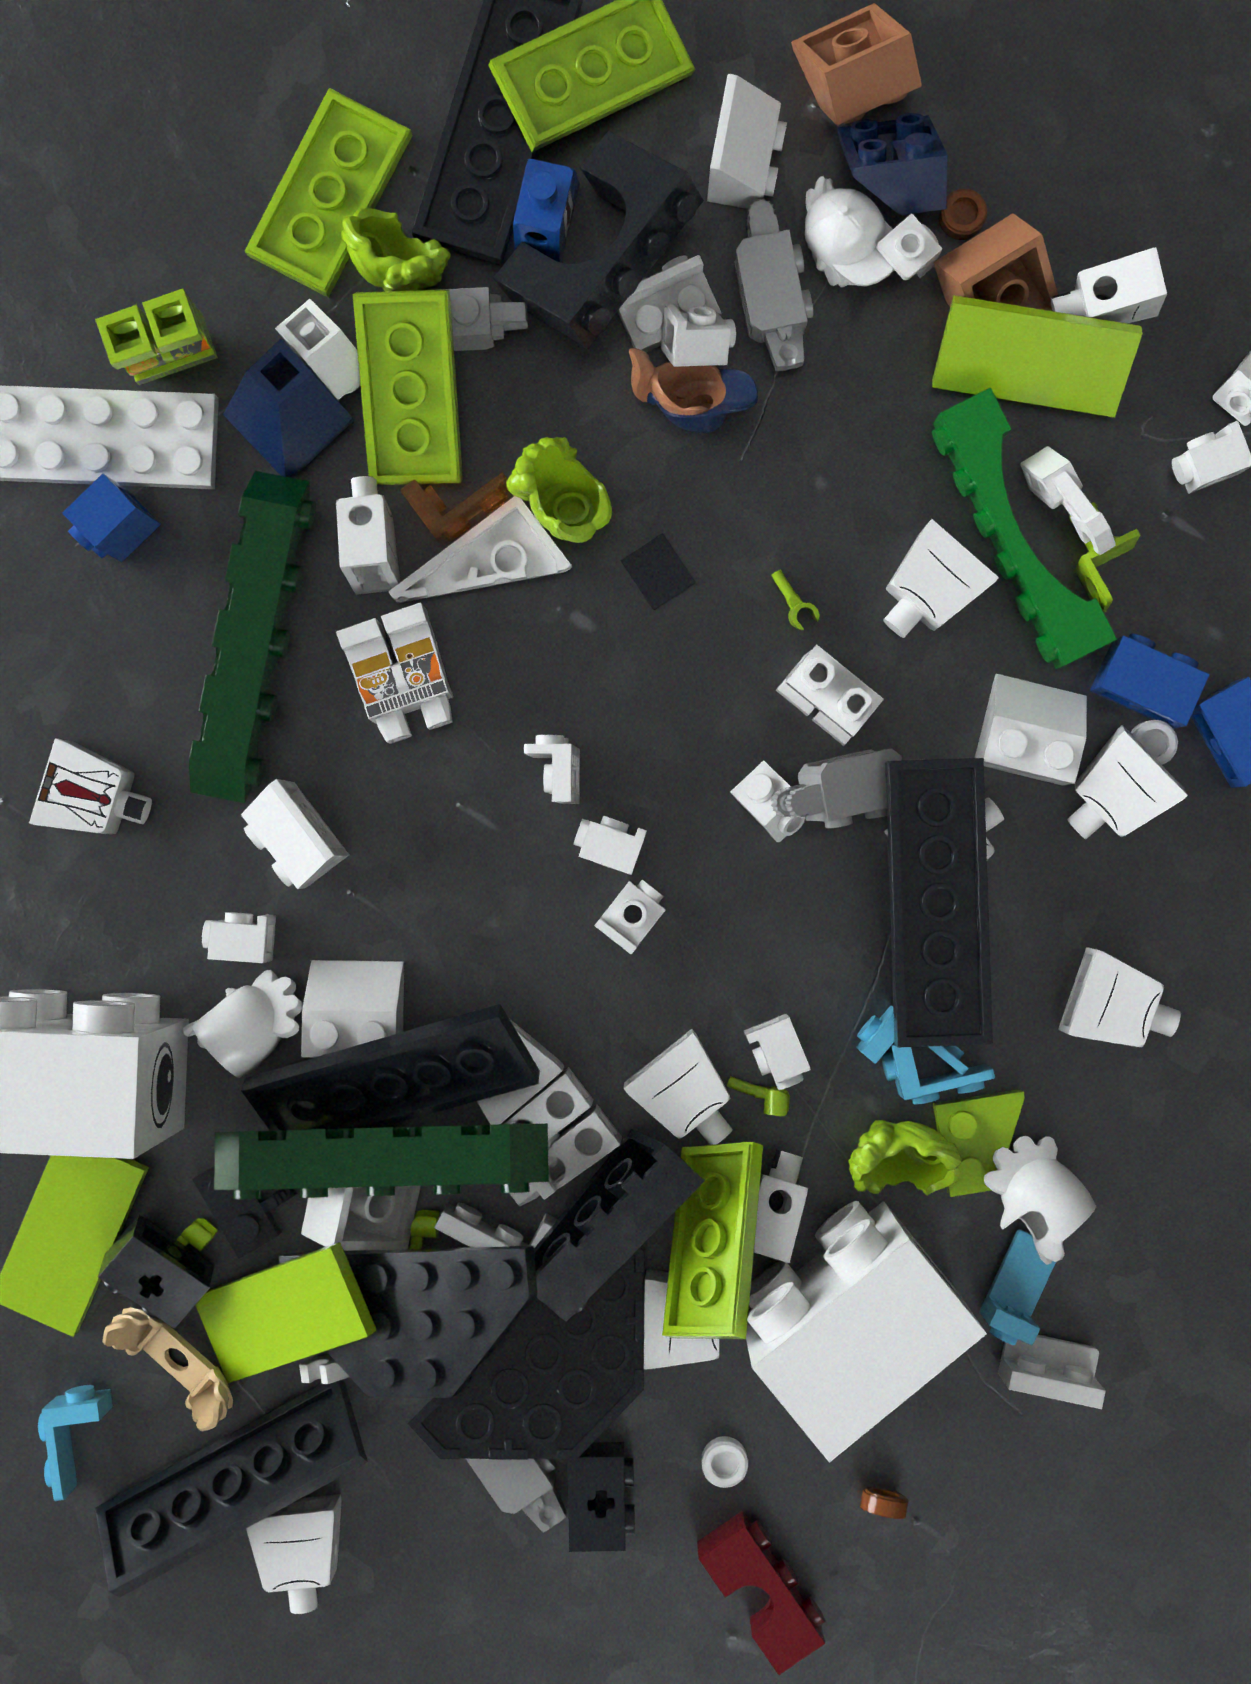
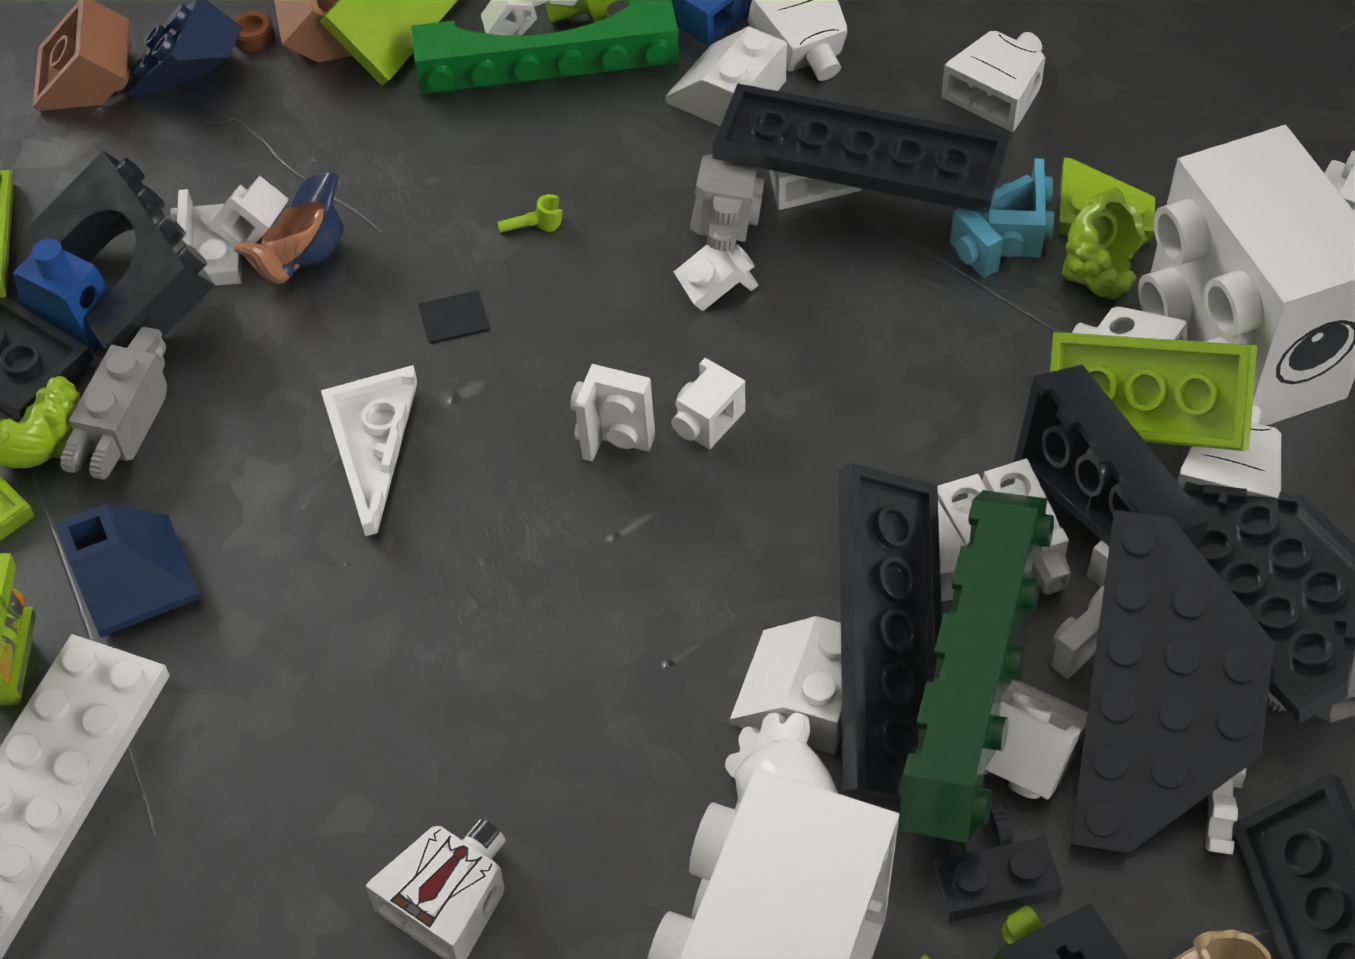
camera: 70 degrees left, 35 degrees down
(109, 519) = (149, 750): blue brick -> none
(240, 938) = (679, 772): white brick -> none
(250, 636) = (353, 661): dark green brick -> none
(285, 1313) = (1141, 828): lime tile -> none
(292, 834) = (580, 670): white slope -> none
(322, 348) = (81, 491): white slope -> none
(367, 538) = (302, 521): white torso -> none
(400, 687) = (449, 541): white hips -> none
(408, 386) = (167, 440): lime tile -> none
(423, 1226) = (1071, 684): lime hand -> none
(455, 522) = (303, 469): clear orange bracket -> none
(560, 490) = (337, 354): lime hair -> none
(621, 931) = (788, 409): white brick -> none
(683, 1090) = (977, 408): white torso -> none
(744, 145) = (83, 132): white slope -> none
(771, 287) = (231, 155): light grey hinge -> none
(775, 1101) = (1017, 342): lime hand -> none
(779, 1051) = (967, 321): white brick -> none
(831, 688) = (631, 188): white hips -> none
(844, 235) = (226, 95): white hair -> none
(910, 248) = (261, 55): white bracket -> none
(935, 581) = (560, 109): white torso -> none
(1040, 1194) = (1154, 156): white piece -> none

